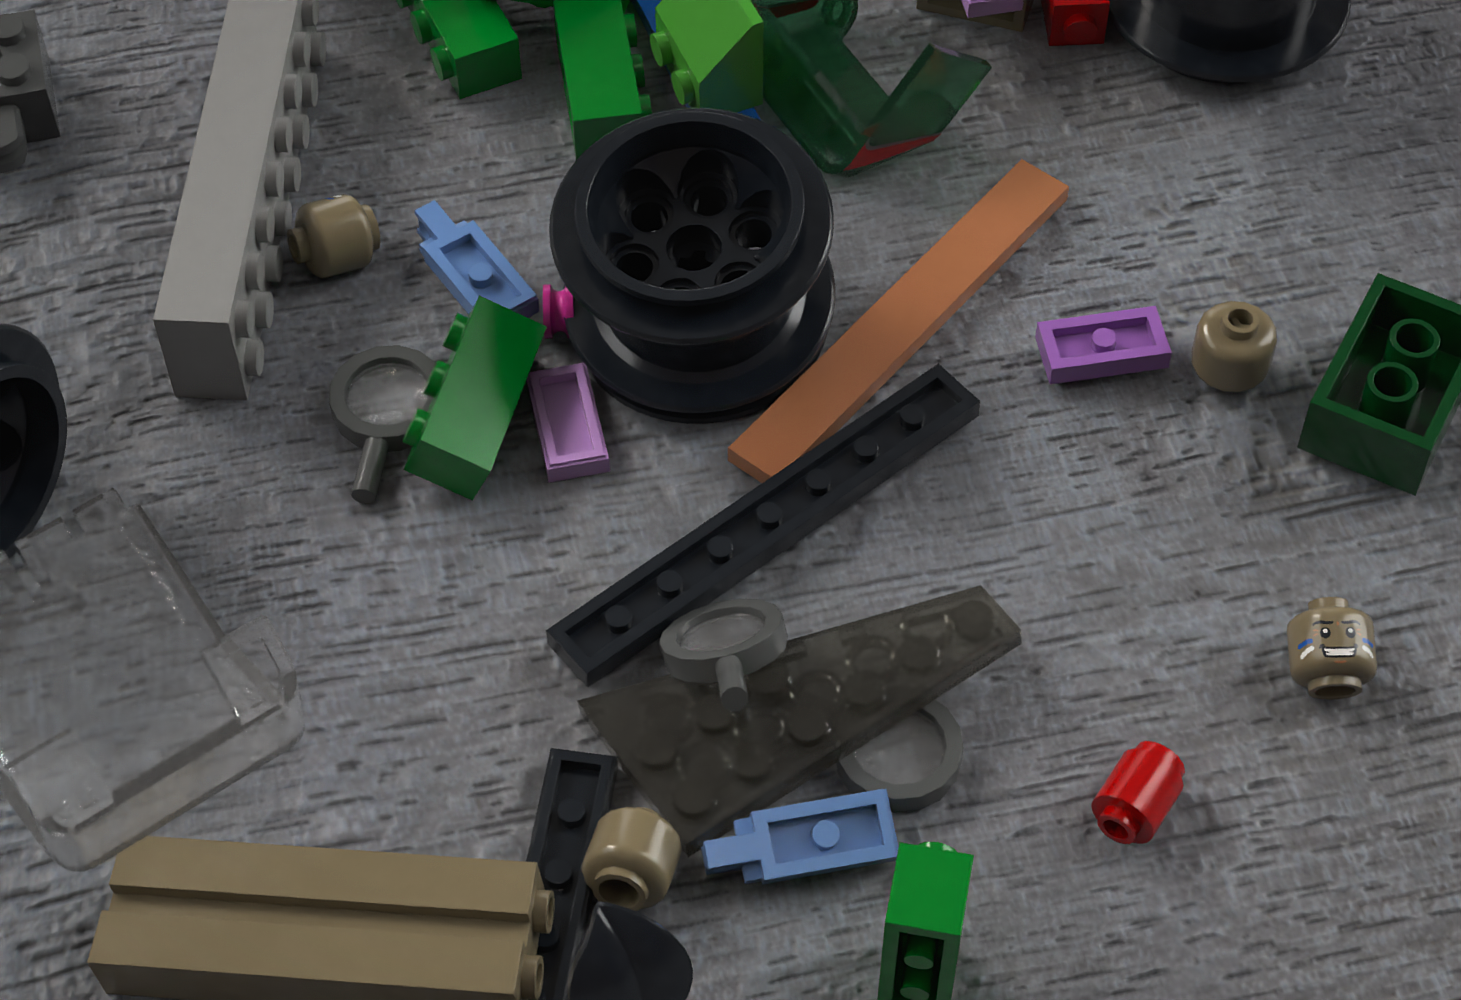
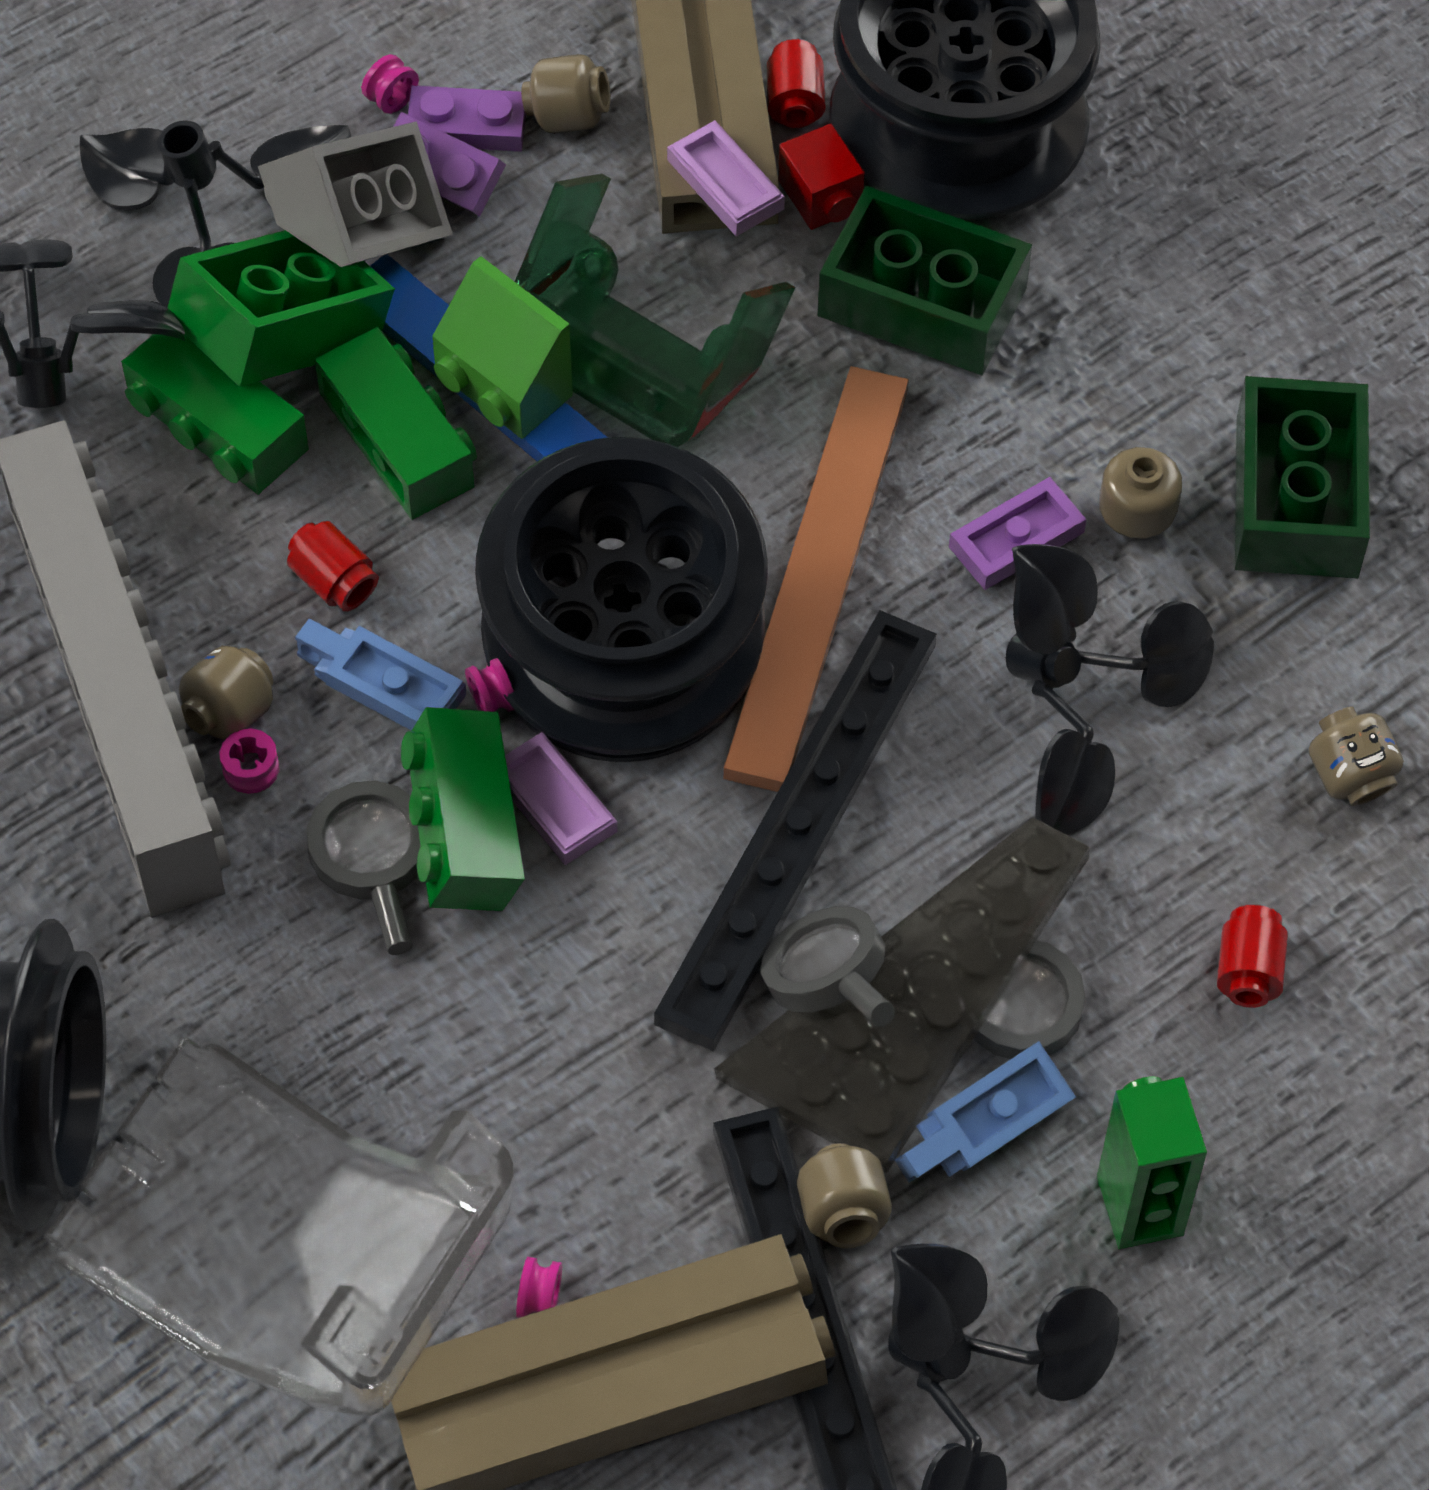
camera: 25 degrees left, 5 degrees up
(311, 826) = (538, 1287): none -> dark pink bush
(321, 284) = (266, 768): none -> dark pink bush
(481, 168) = (331, 565): none -> red brick
(1073, 390) = (1052, 598): none -> black plant
(1121, 107) = (924, 280): none -> dark green brick

